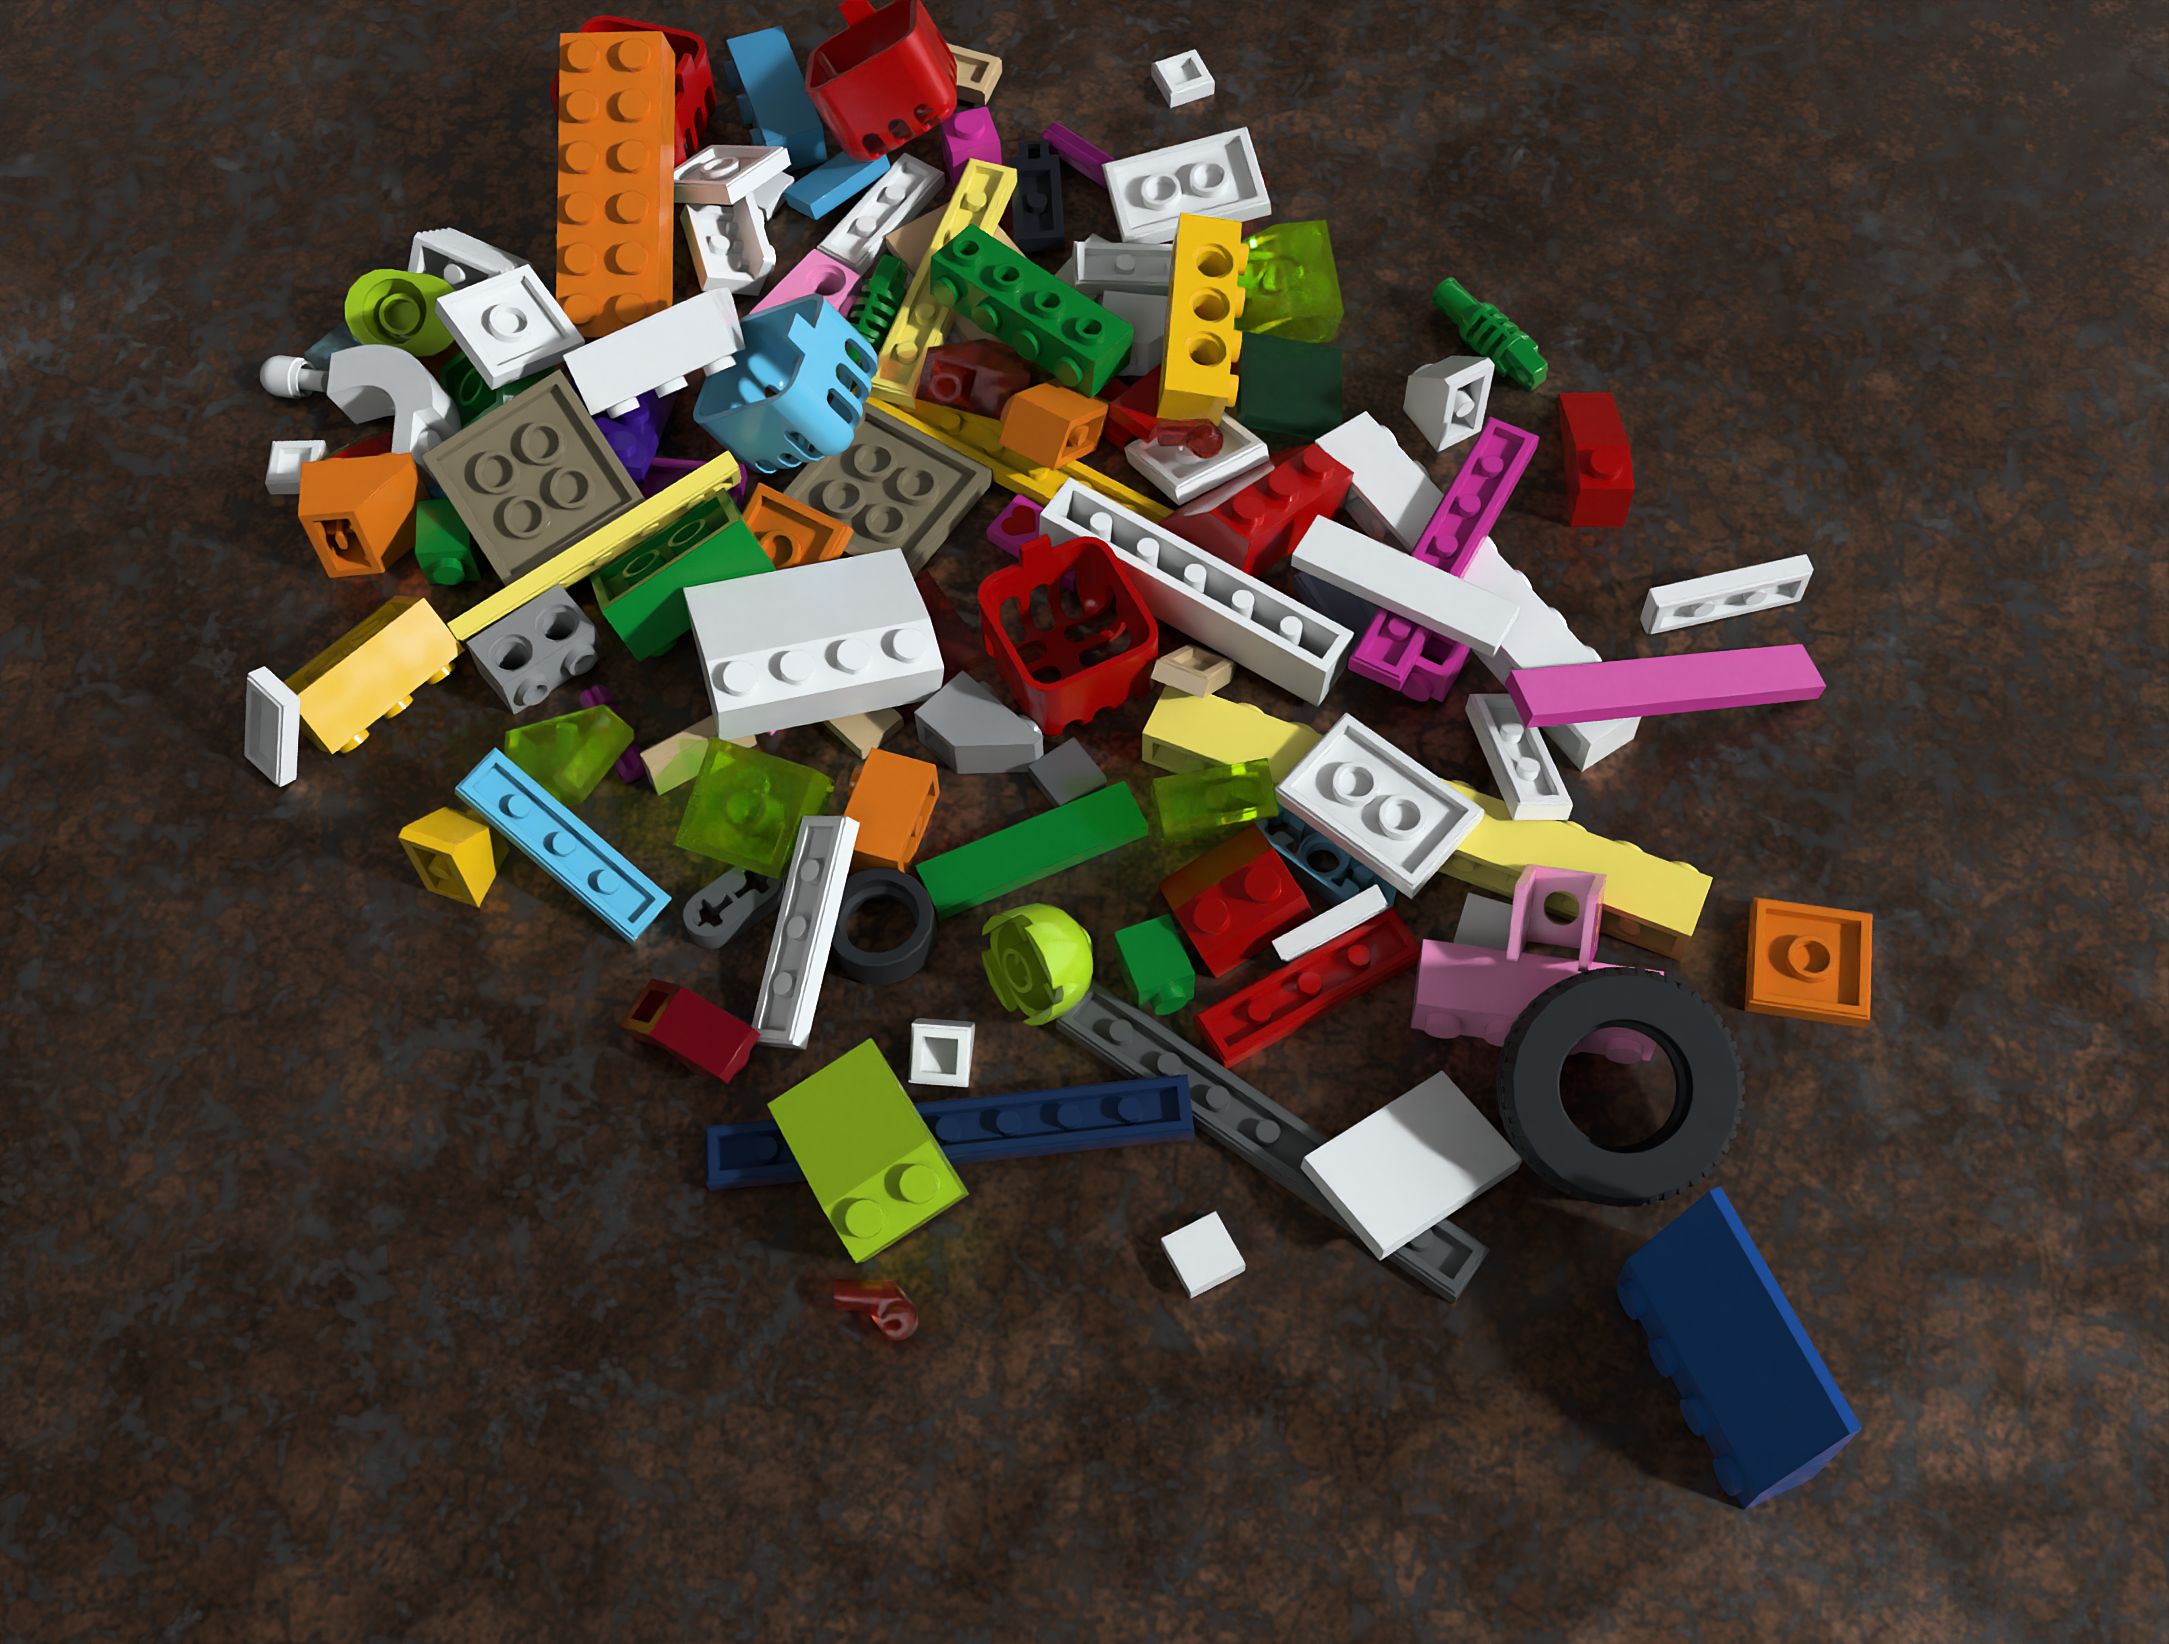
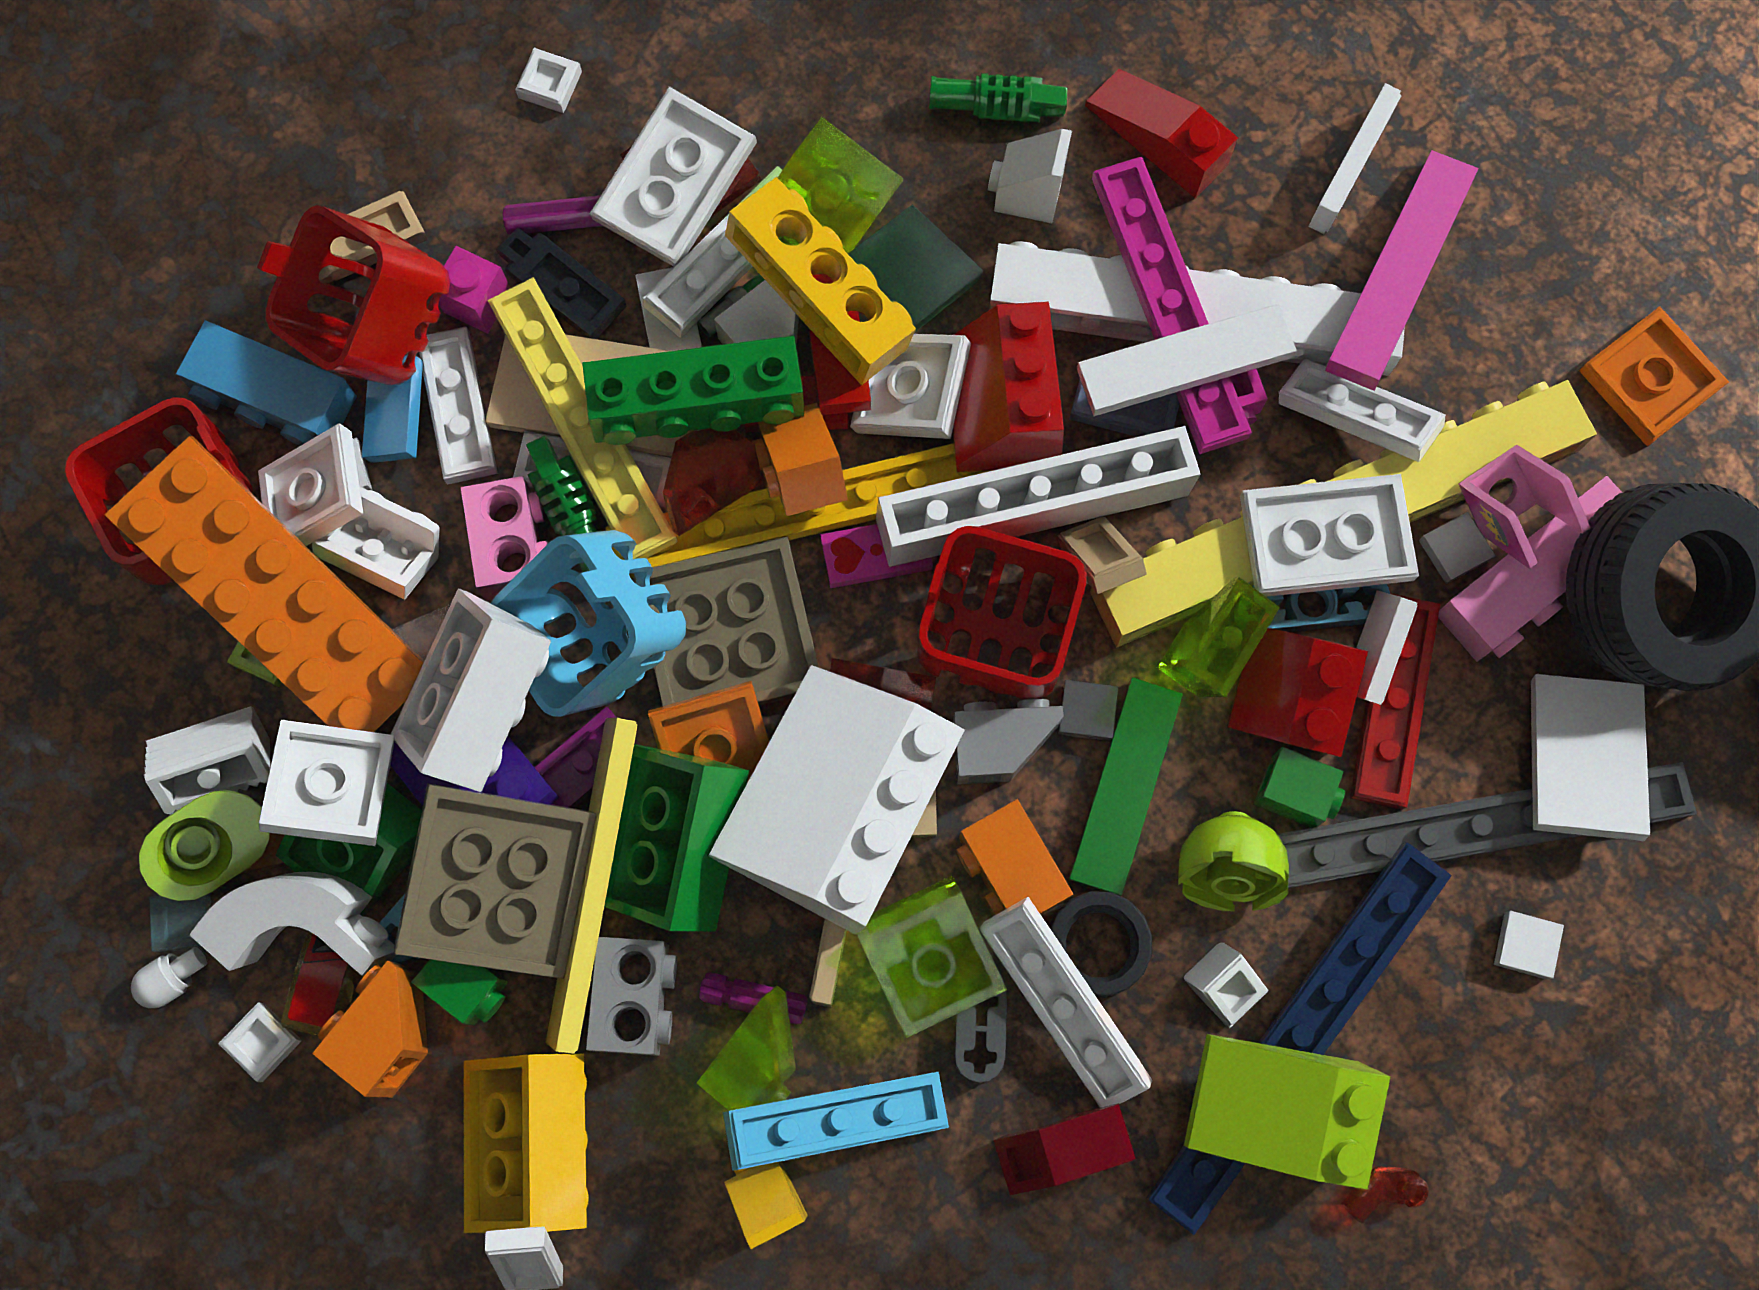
camera: 50 degrees left, 15 degrees up
(1197, 435) = (909, 373): clear red arm -> none

